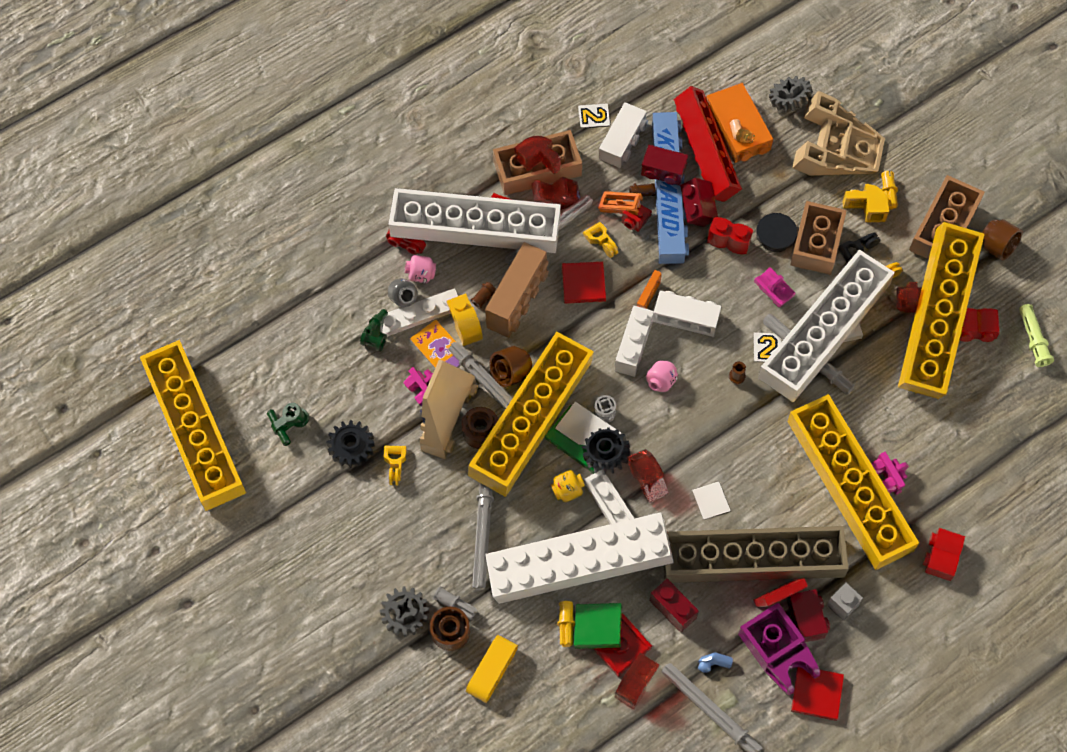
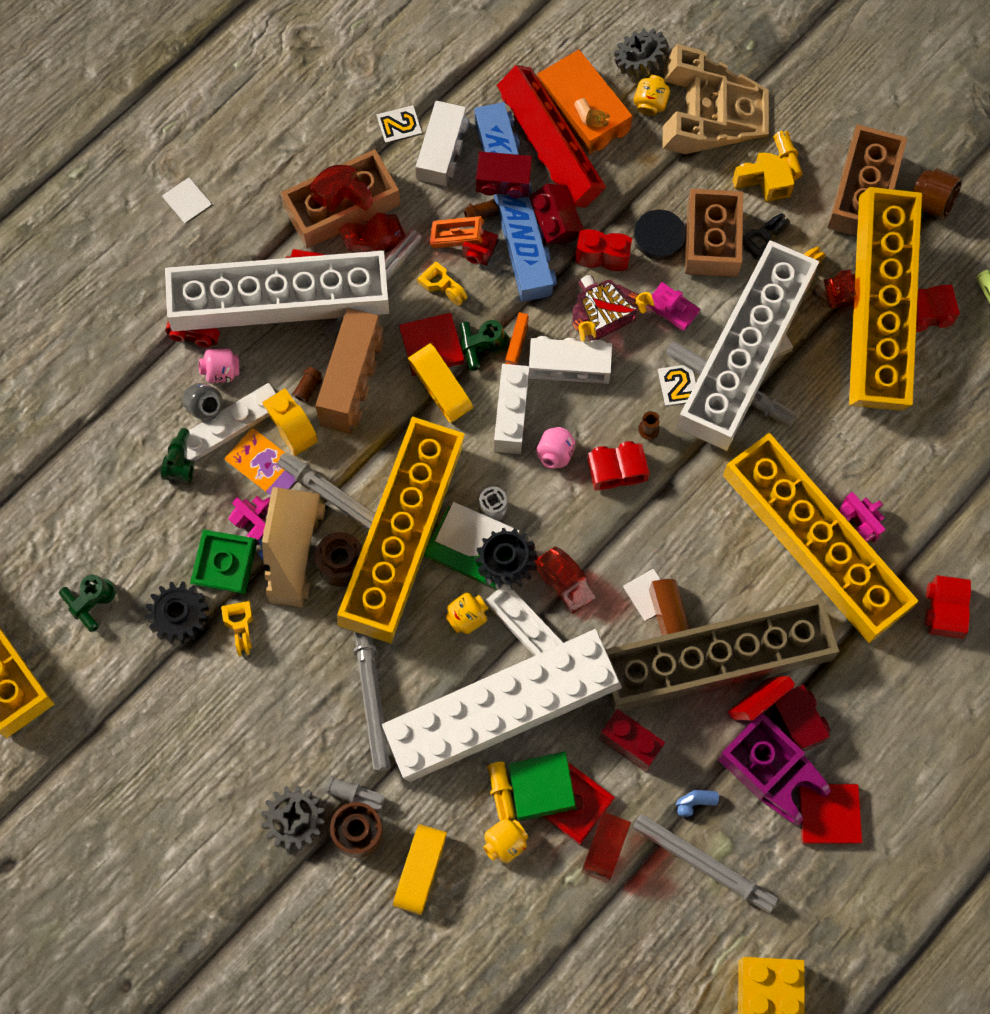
camera: 15 degrees left, 5 degrees up
(393, 413) = (223, 561): none -> green tile
(422, 144) = (186, 200): none -> white sticker
(510, 366) = (362, 471): reddish brown piece -> none
(561, 660) = (505, 840): none -> yellow head
(584, 312) = (440, 383): none -> yellow beam
(623, 286) = (483, 340): none -> dark green piece
(707, 399) = (617, 466): none -> red brick
(722, 279) = (605, 308): none -> torso
(724, 509) = (668, 606): none -> dark orange brick
(792, 127) = (651, 95): none -> yellow head
(844, 601) = (841, 692): light grey brick -> none

